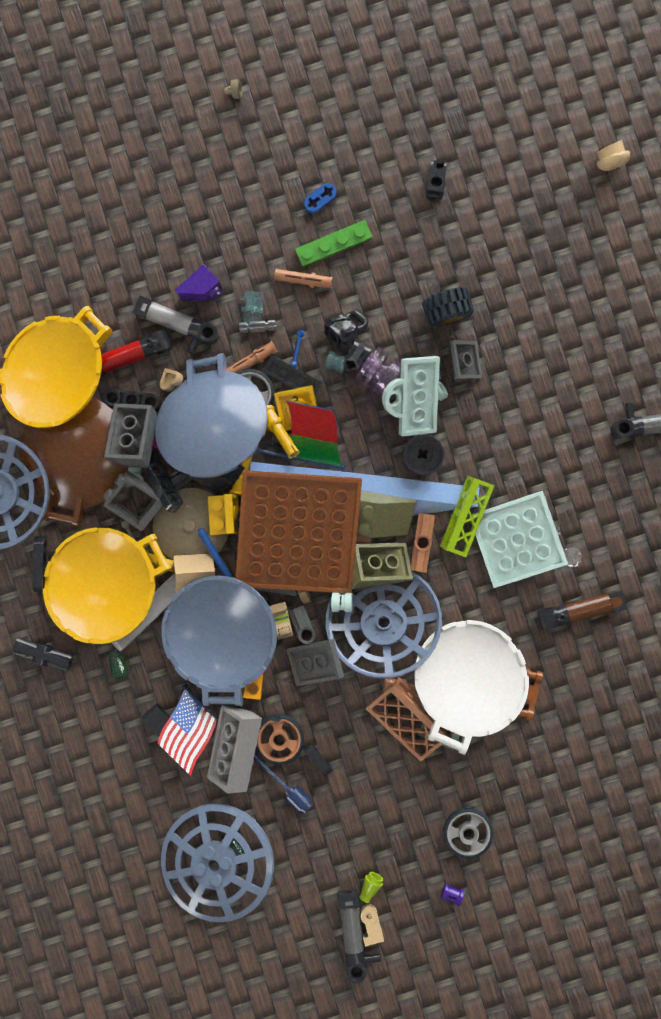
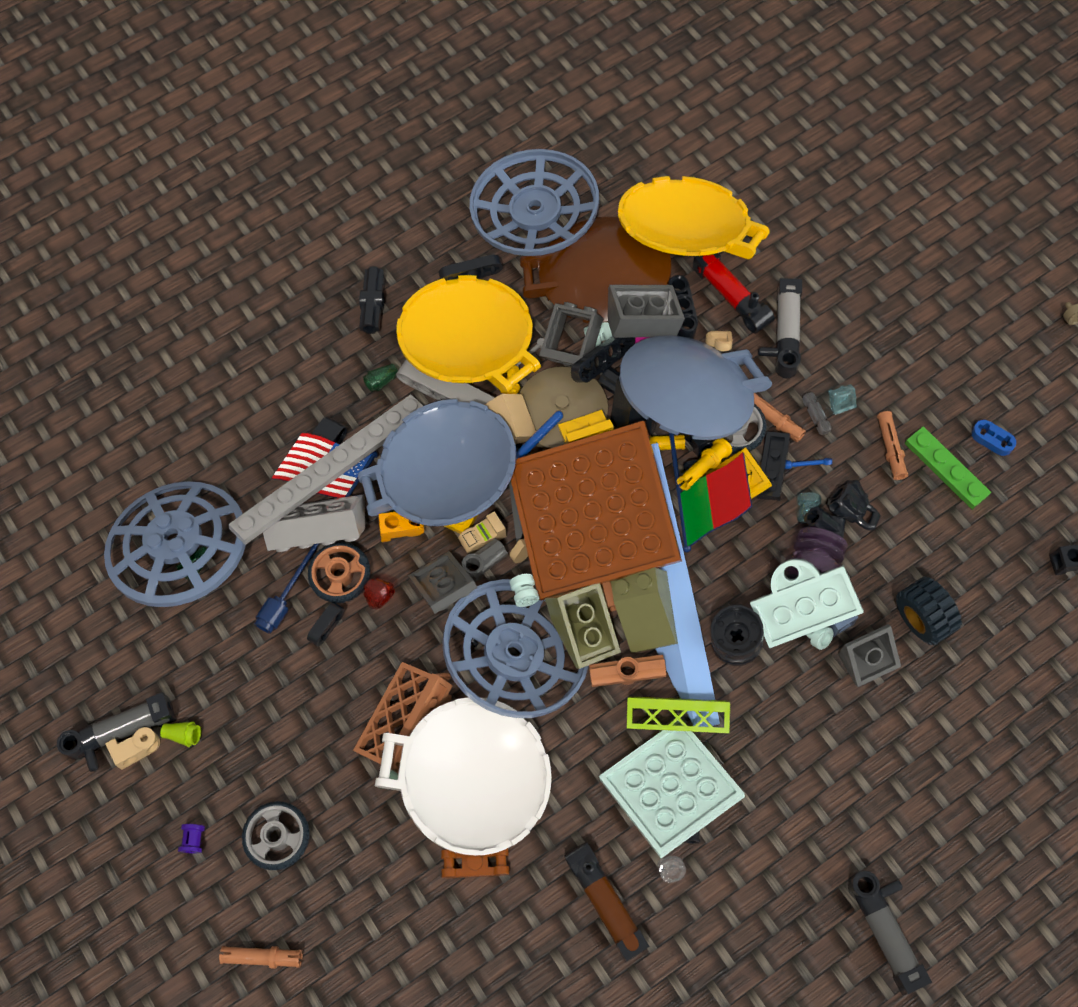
camera: 80 degrees right, 20 degrees down
(193, 728) = (321, 473): none -> light grey plate
(200, 286) = (836, 335): dark purple slope -> none
(305, 713) = (378, 592): none -> clear red cone
(551, 853) = (258, 956): none -> nougat pin

